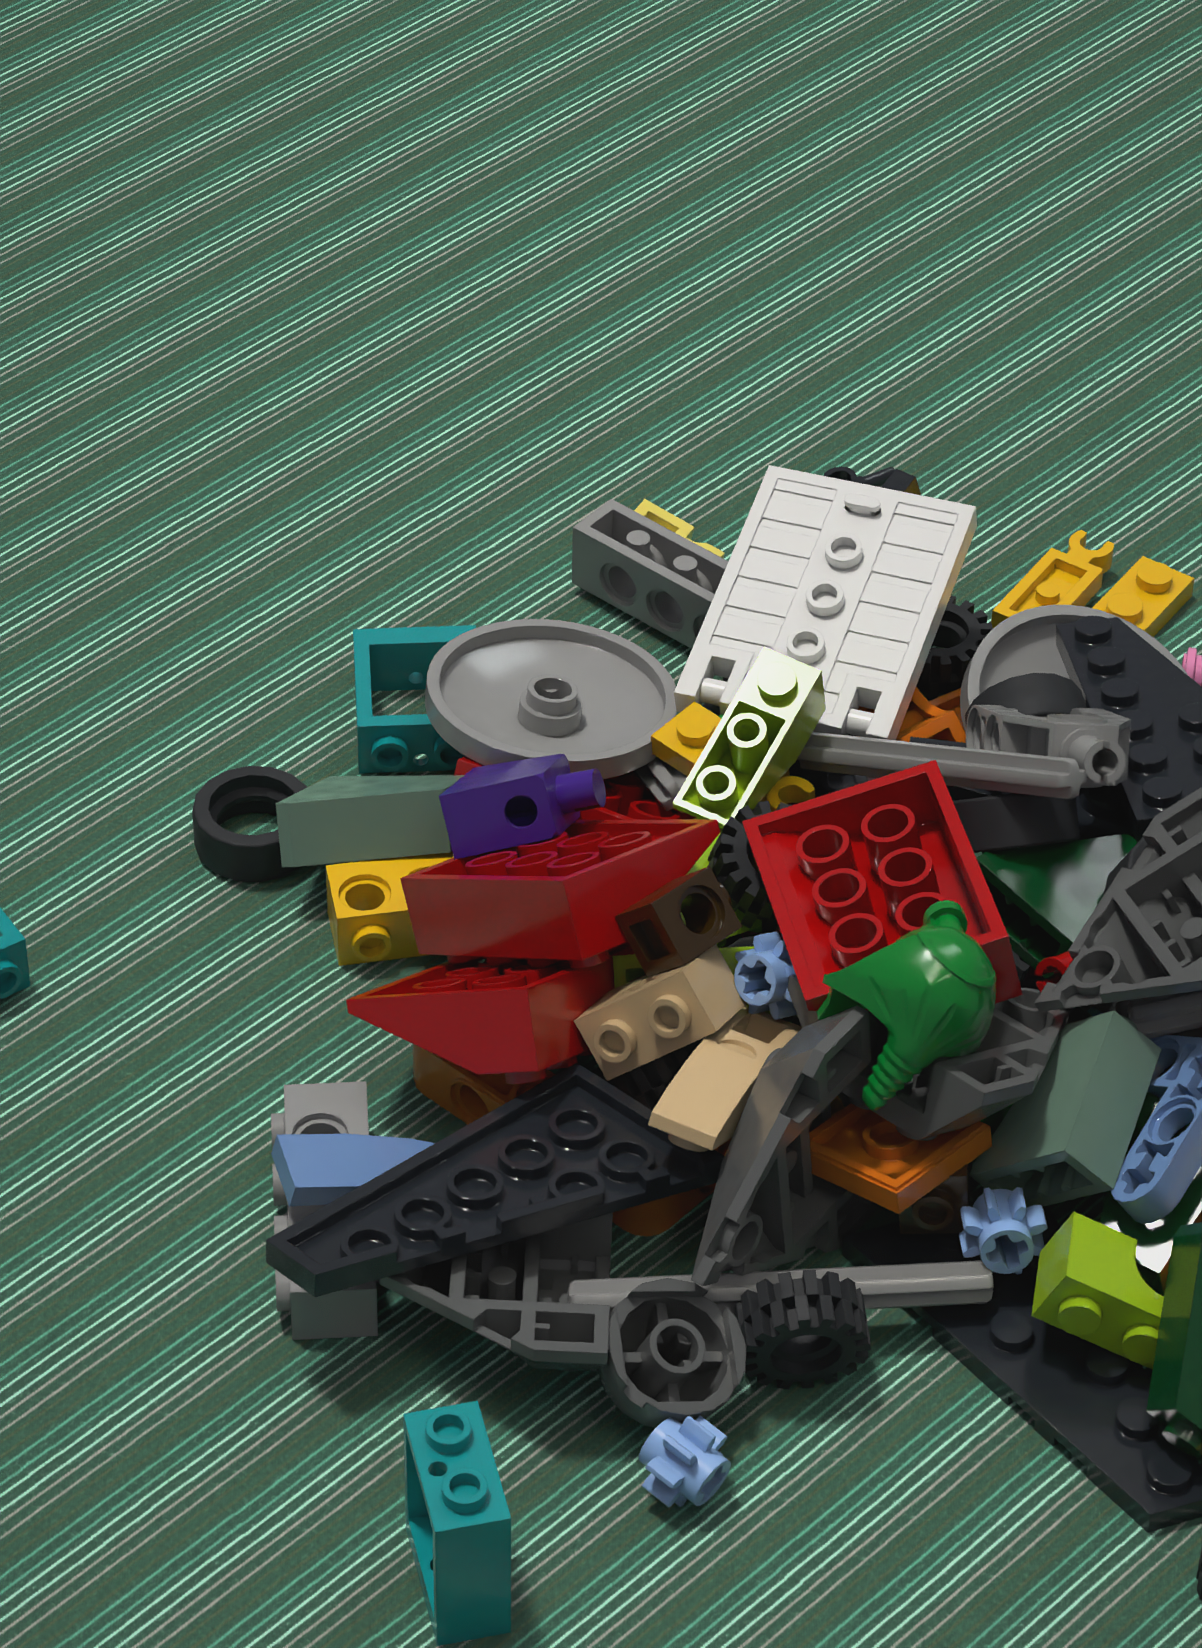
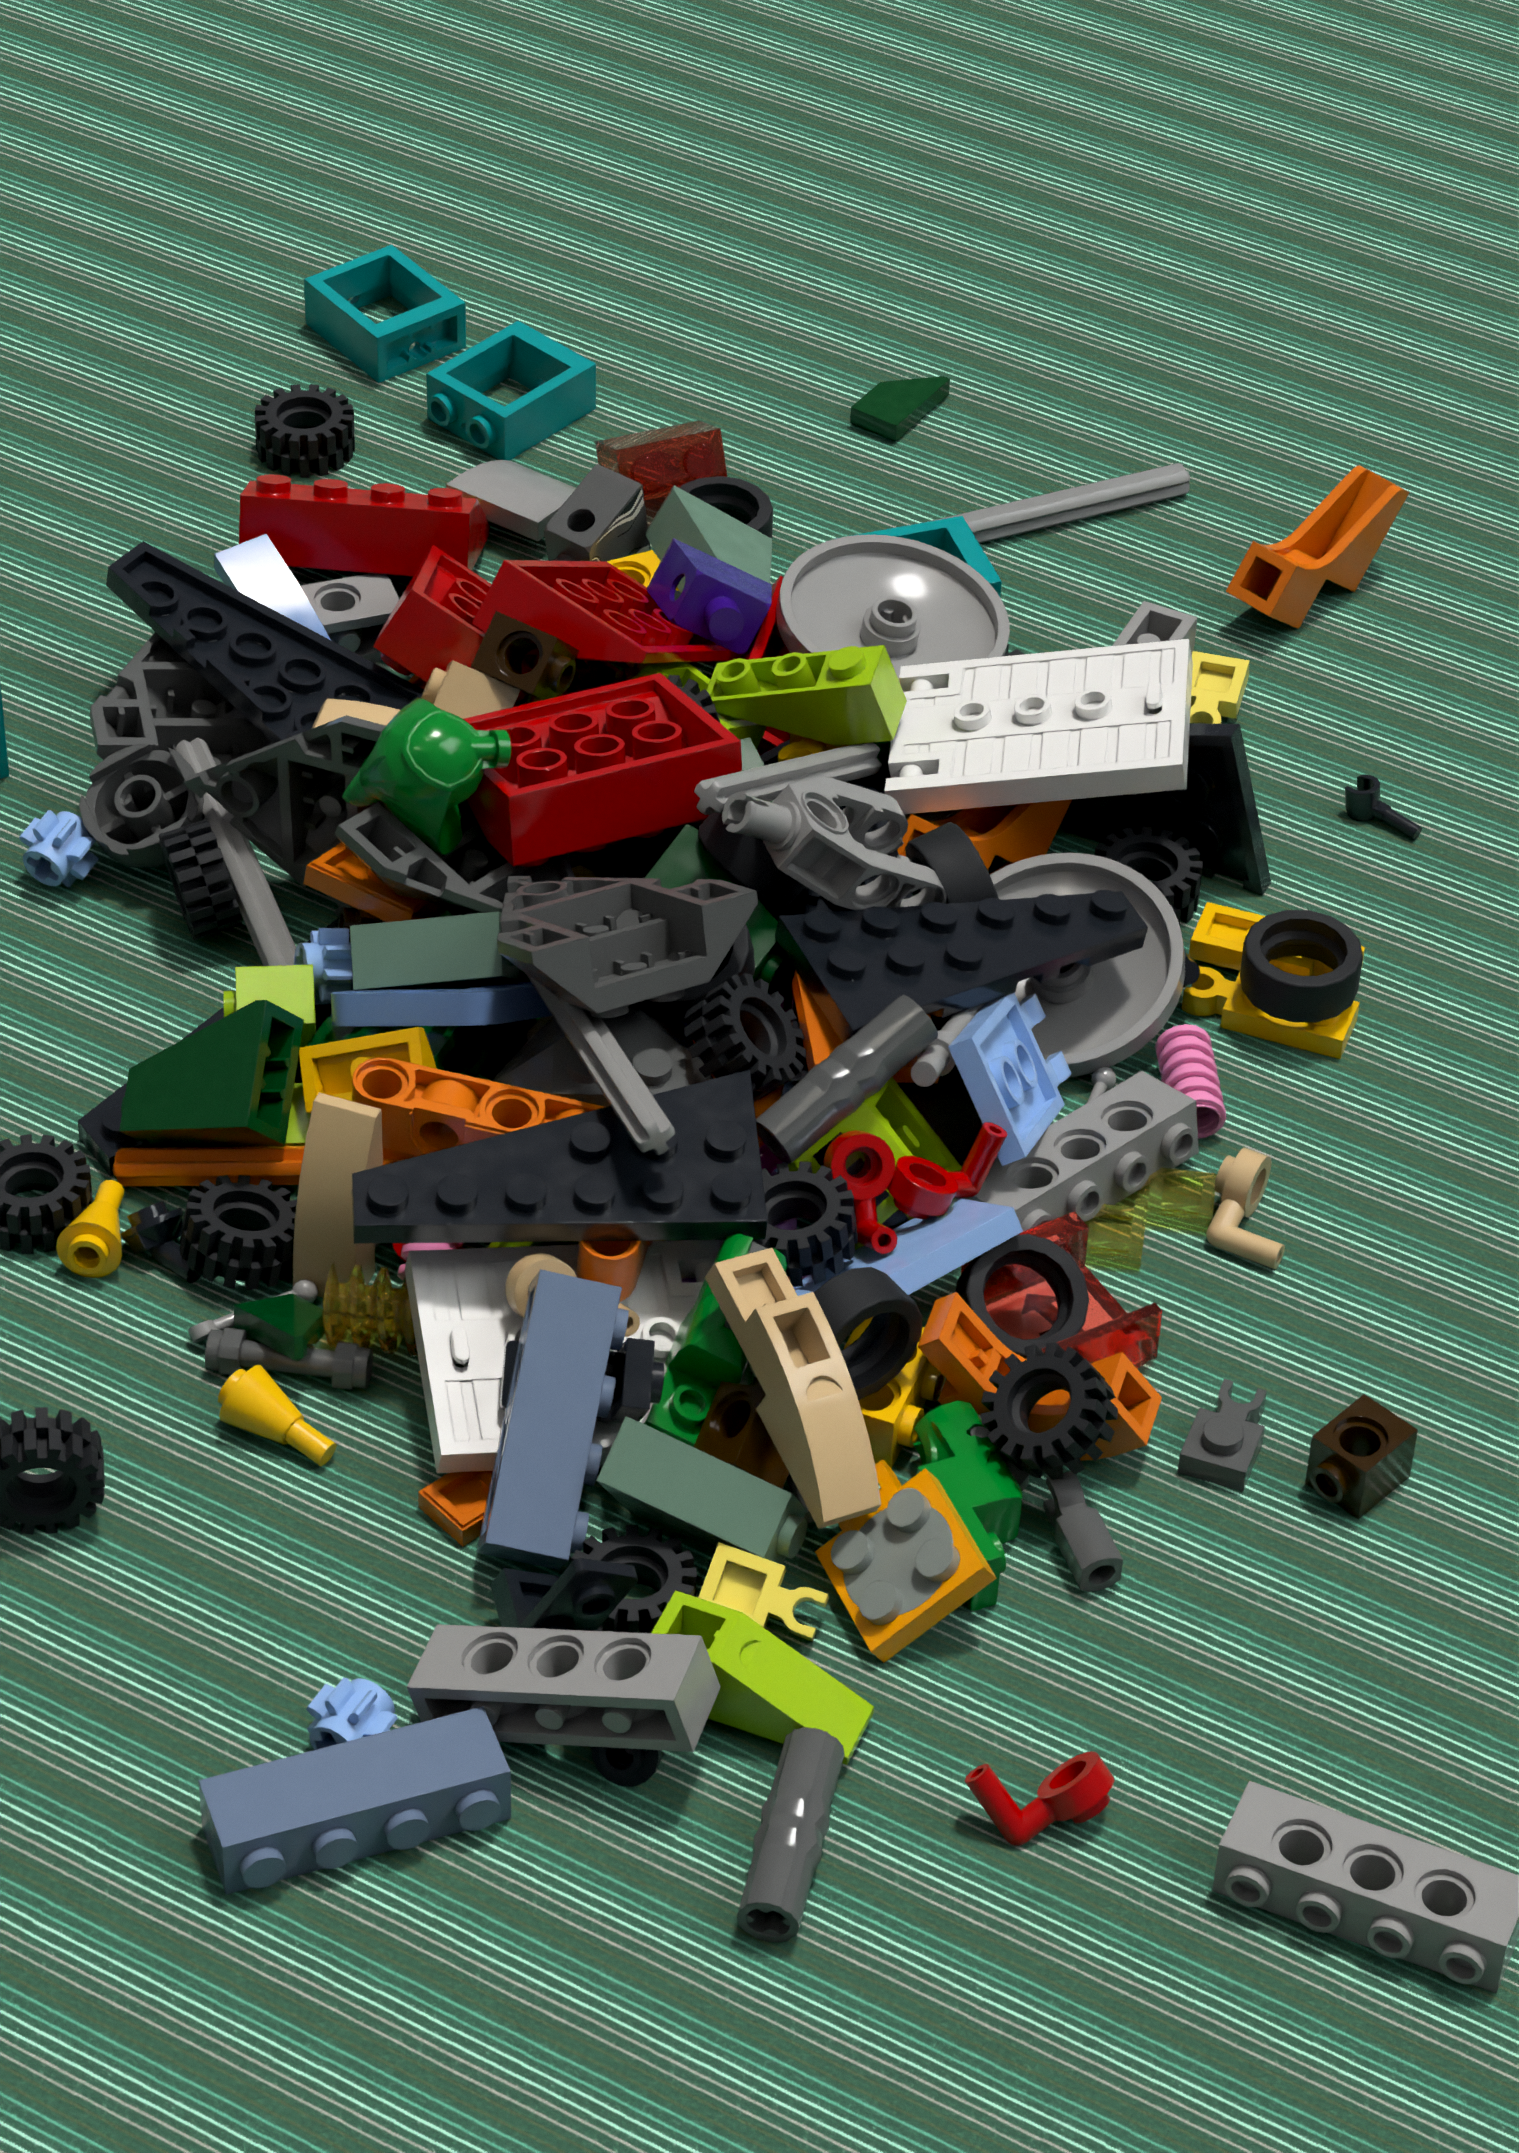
camera: 75 degrees right, 0 degrees up
(78, 658) = (898, 405): none -> dark green tile
(139, 970) = (513, 495): none -> light grey slope
(143, 838) = (665, 456): none -> clear red brick
(201, 1092) = (361, 528): none -> red slope
(279, 909) = (599, 520): none -> dark grey torso
(314, 601) = (1077, 503): none -> light grey axle
(489, 407) = (1329, 544): none -> orange arch
(1126, 589) = (1296, 996): none -> black tyre

